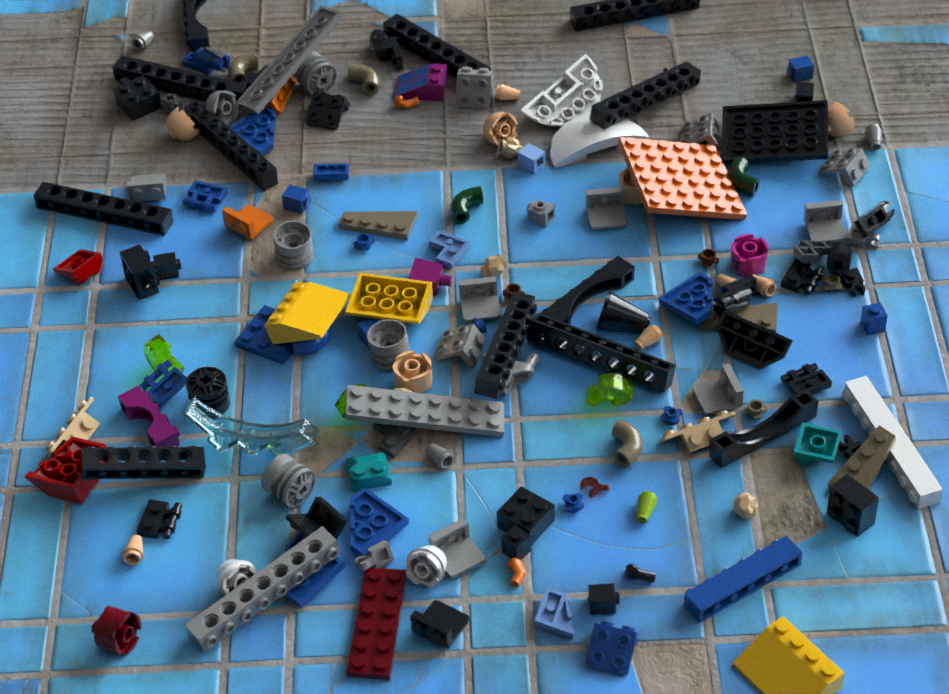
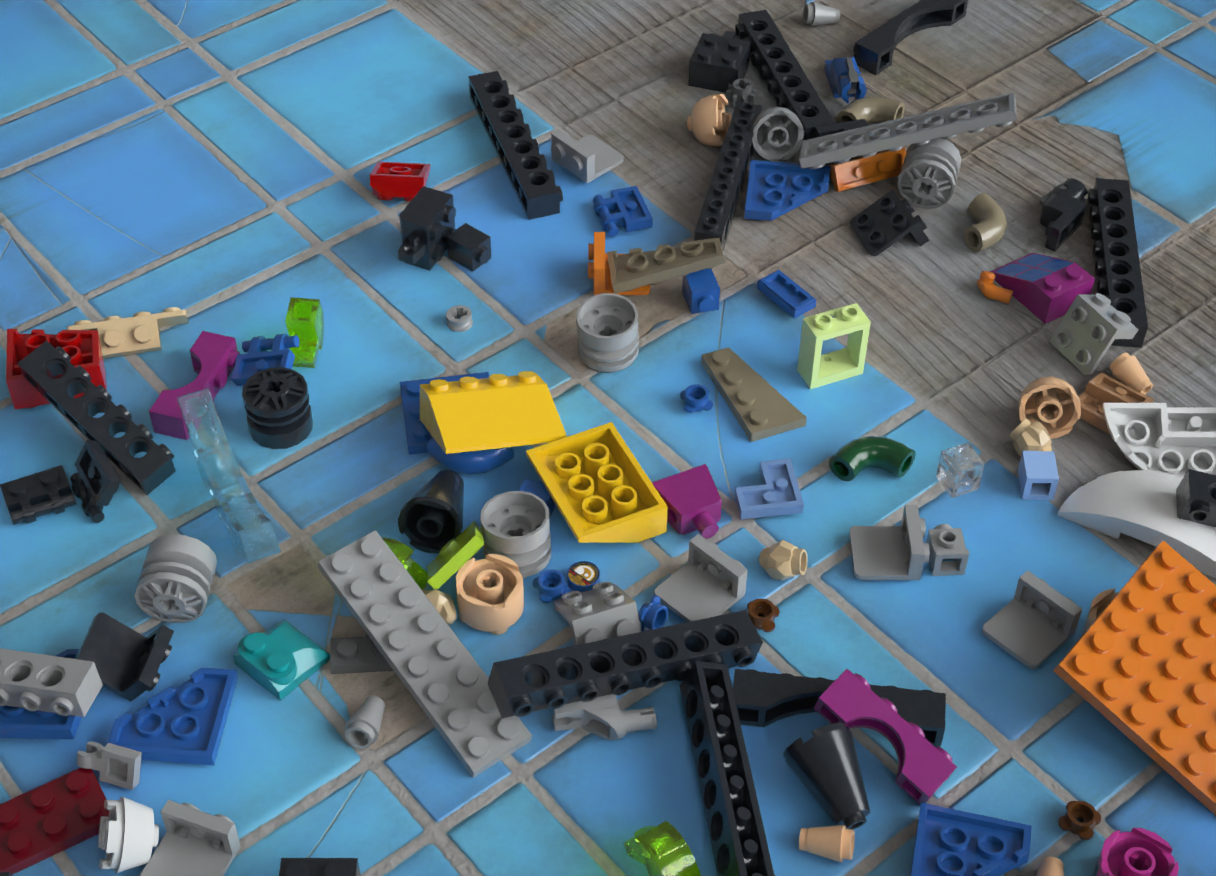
camera: 50 degrees right, 0 degrees up
(182, 481) = (95, 480): none -> black plate
(211, 293) = (456, 324): none -> light grey bush
(270, 199) = (666, 262): none -> dark tan wing
(343, 366) = (434, 513): none -> black cone
(382, 369) = (454, 555): none -> lime plate
(392, 172) = (839, 364): none -> yellowish green window
(426, 349) = (550, 579): none -> blue plate
(430, 340) = (583, 576): none -> tile
(503, 180) = (960, 470): none -> clear brick
(514, 107) = (1106, 390): none -> medium nougat slope
(524, 227) = (890, 550): none -> light grey bracket
(643, 285) = (920, 764): none -> magenta arch

